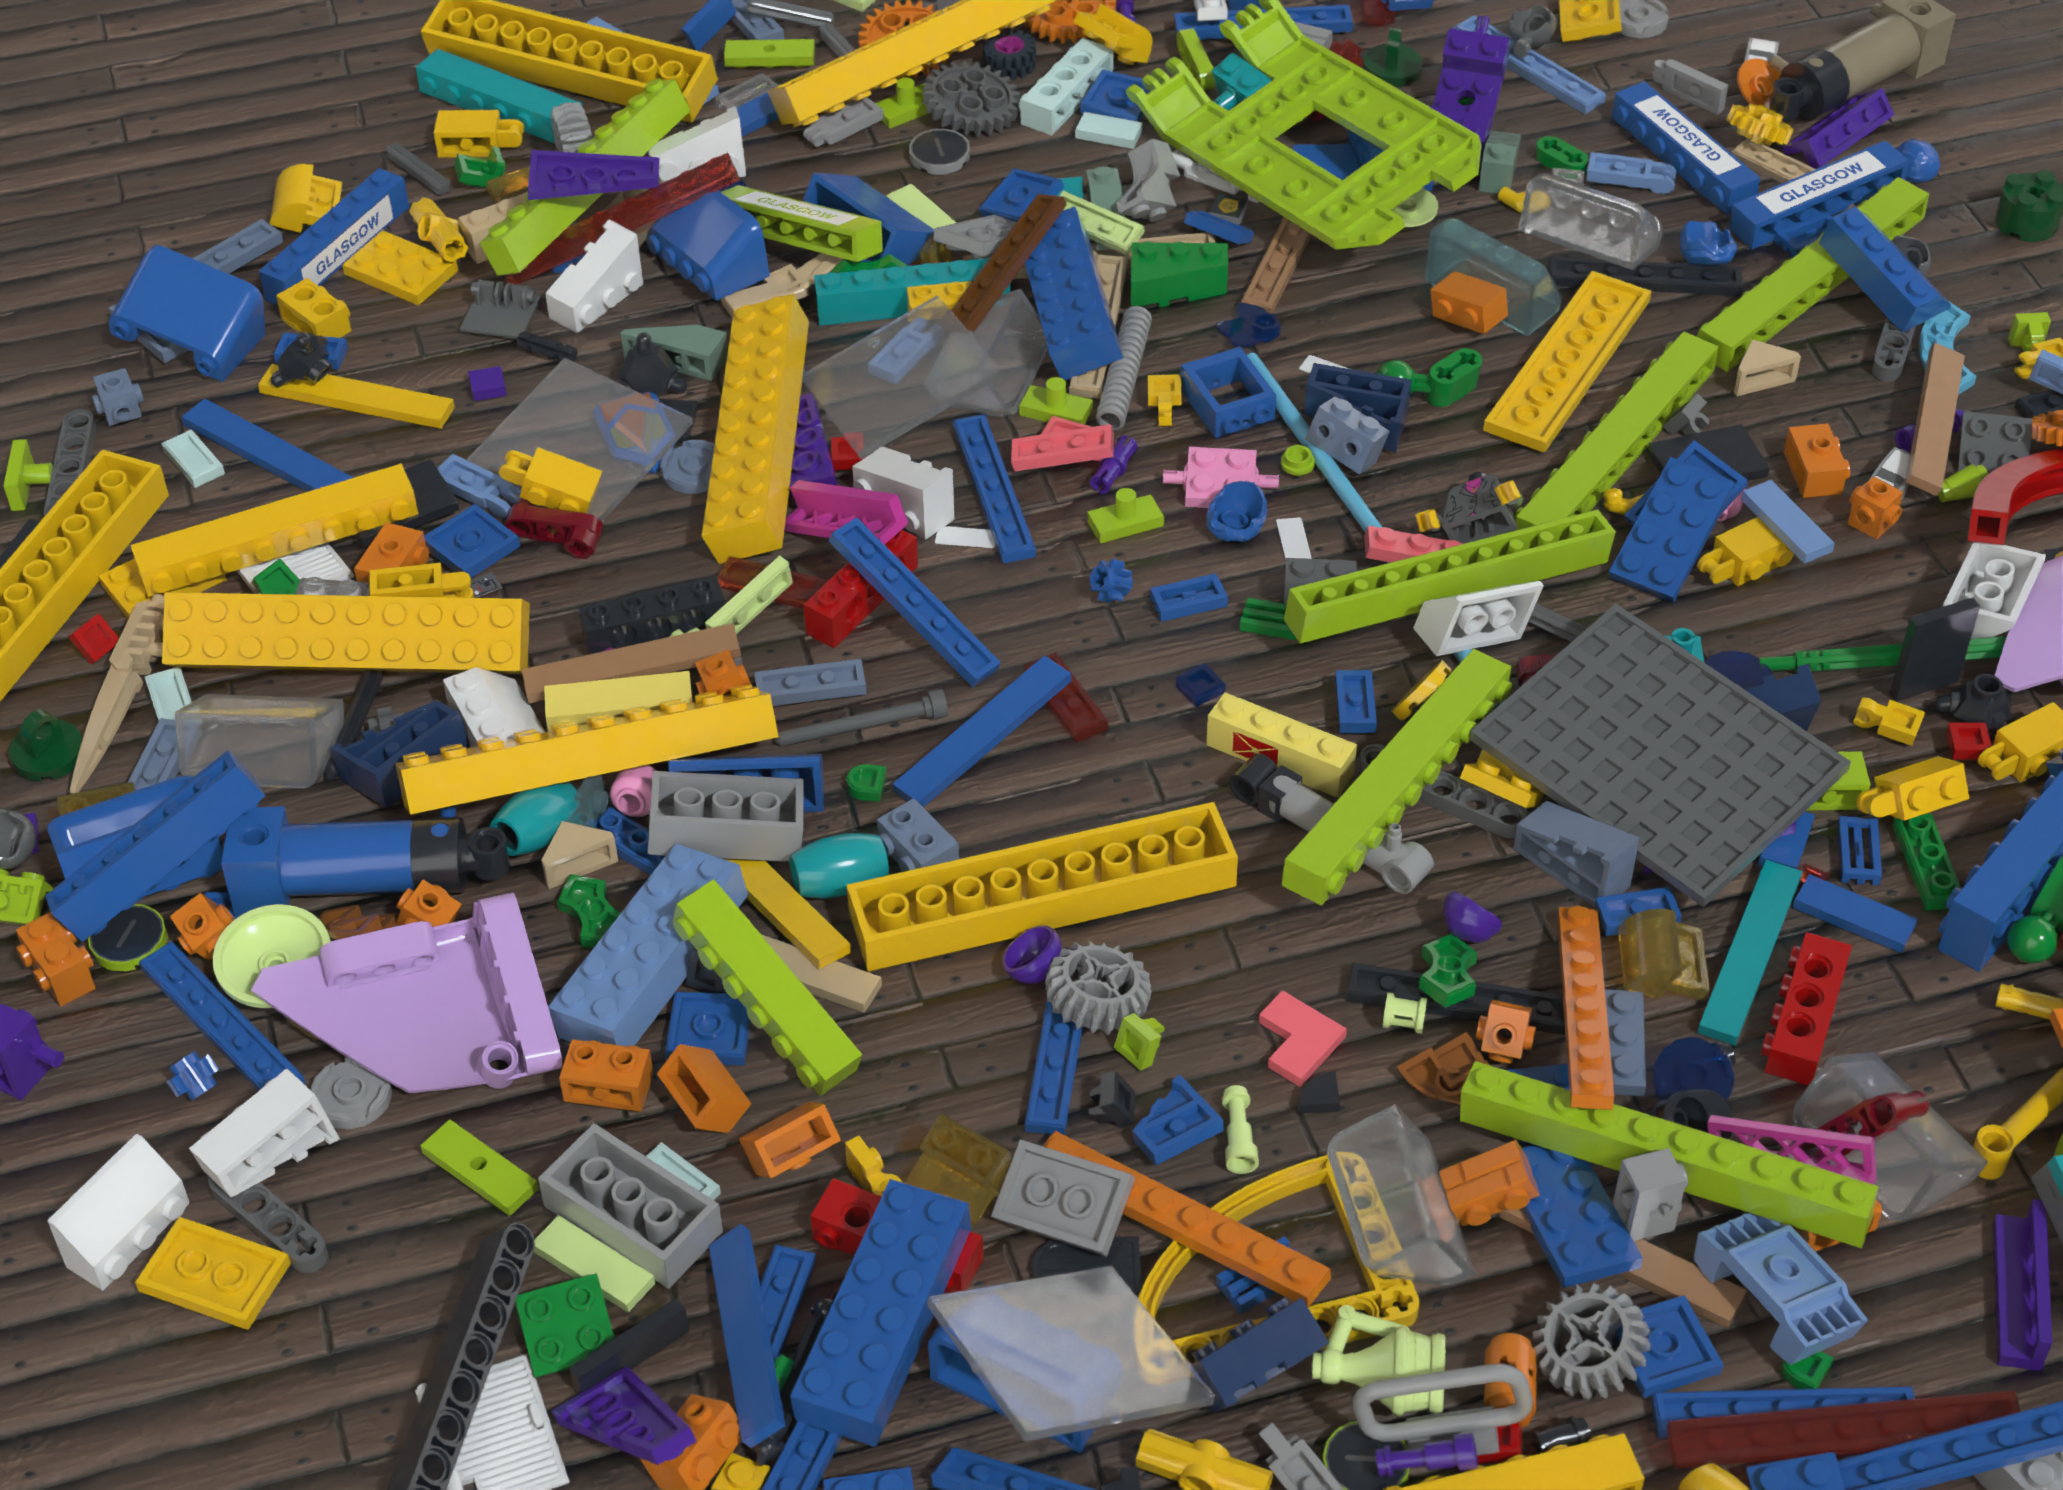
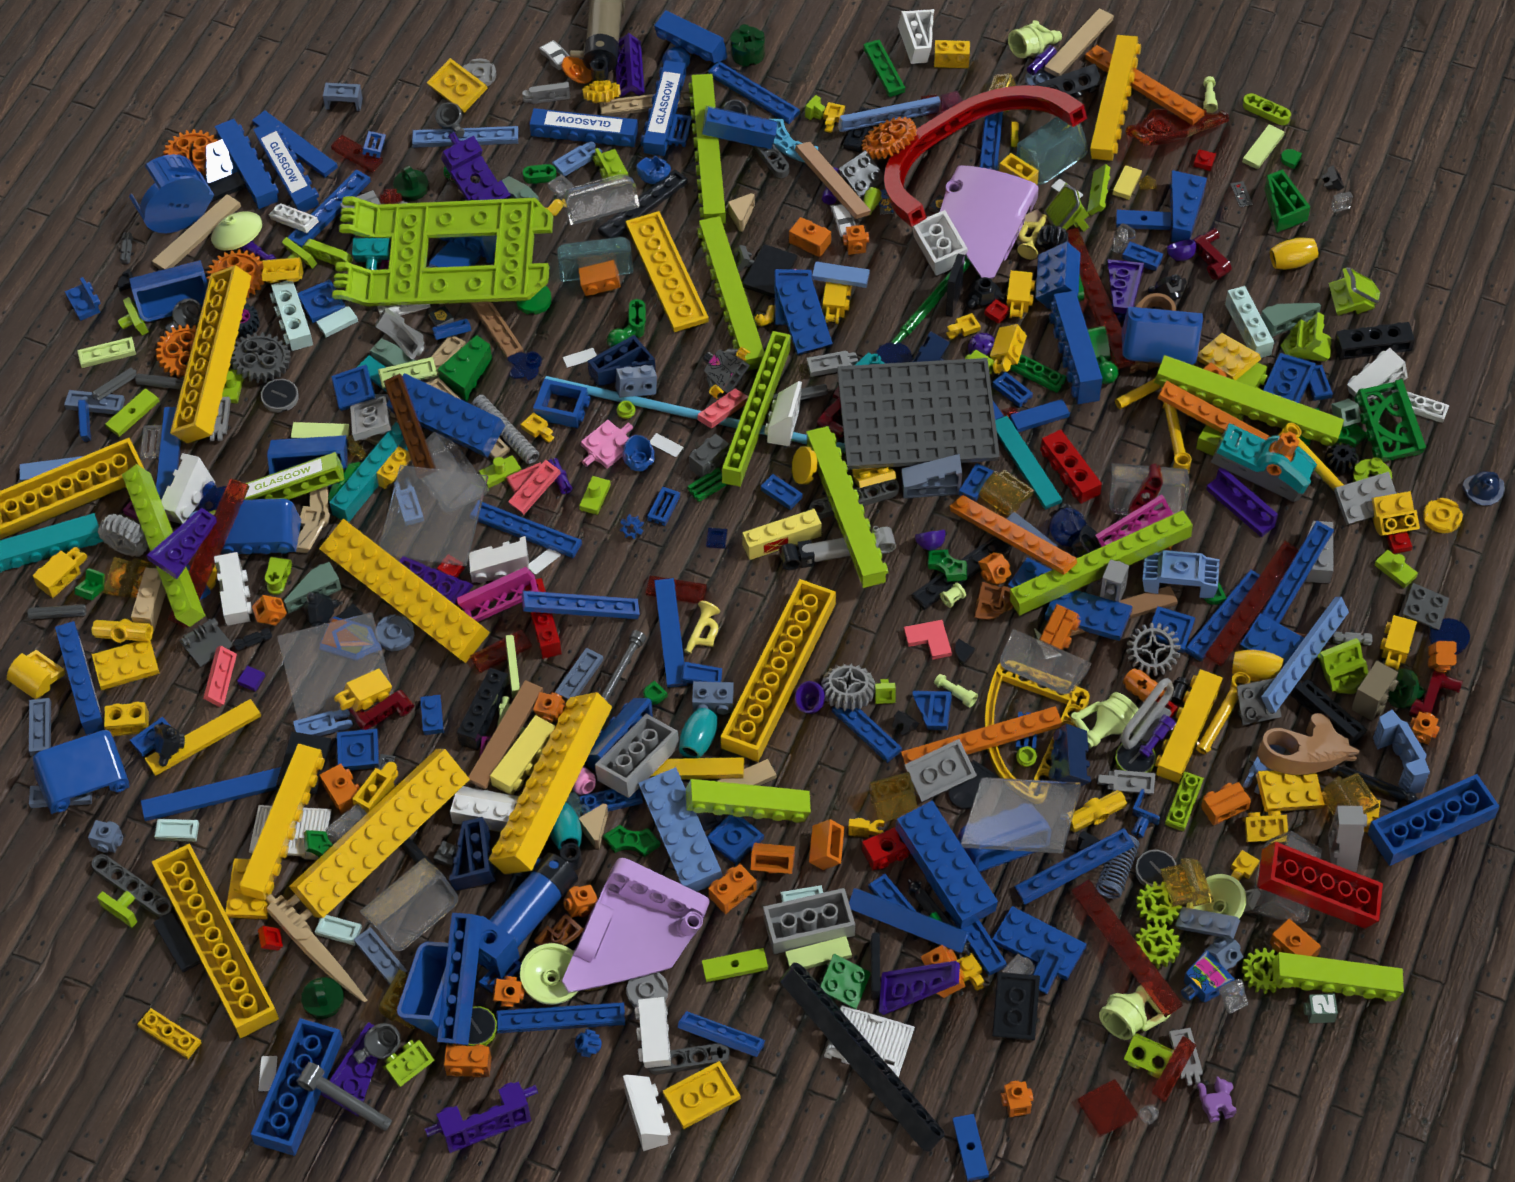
camera: 50 degrees left, 10 degrees up
(342, 1229) = (721, 1034): none -> blue tile
(458, 351) = (220, 676): none -> coral plate
(599, 329) = (269, 610): none -> orange brick
(600, 579) = (432, 714): none -> blue plate
(666, 305) = (277, 574): none -> lime piece
(948, 808) = (700, 673): none -> blue tile
(1057, 747) = (707, 611): none -> light yellow piece
(1164, 35) = (297, 252): none -> lime tile
(1212, 1302) = (1026, 756): none -> lime plate
(1363, 270) = (537, 304): none -> green tile
(1652, 615) = (828, 363): none -> light grey hinge
(1665, 203) = (609, 163): none -> lime bracket
(1886, 756) = (981, 341): none -> dark purple helmet
(1957, 143) = (691, 37): none -> blue slope
(1972, 265) = (754, 92): none -> blue tile

